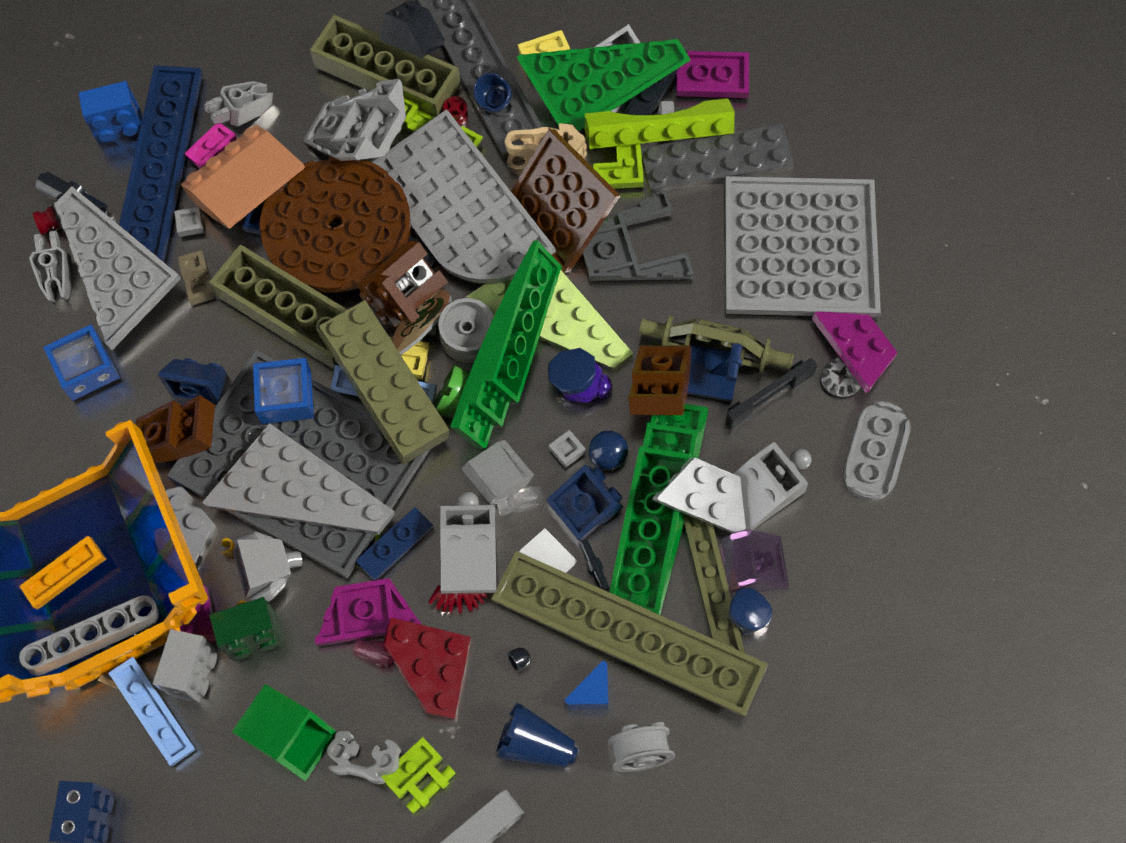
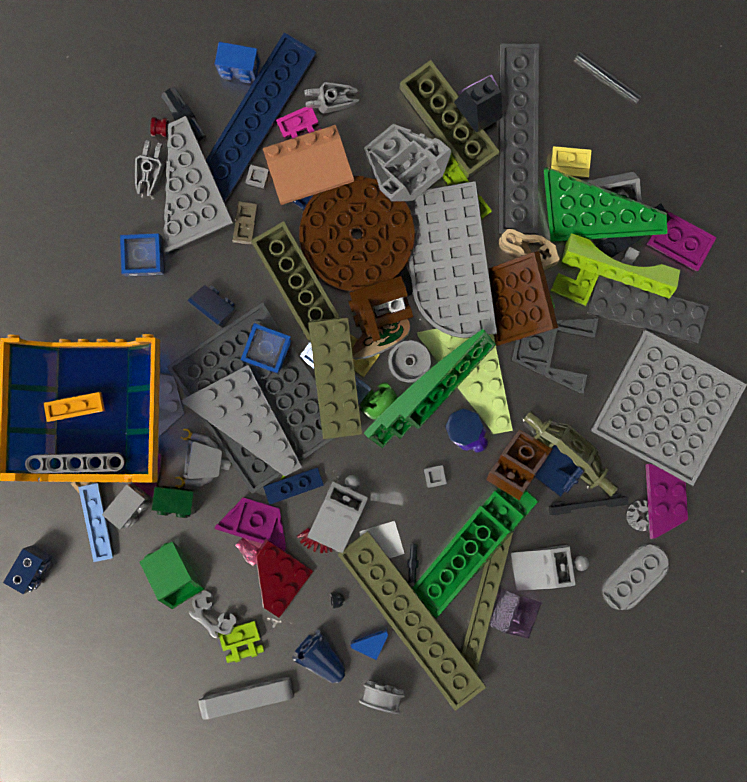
camera: 25 degrees right, 20 degrees up
(178, 429) = (184, 337): reddish brown slope -> none
(457, 105) = (484, 176): dark red wheel -> none
(492, 92) = (514, 184): dark blue hair -> none
(497, 472) = (382, 469): light grey slope -> none
(585, 501) = (428, 520): dark blue plate -> none
(608, 450) = (461, 489): dark blue hair -> none
(706, 495) = (505, 560): wing -> none
(750, 610) = (494, 645): dark blue hair -> none

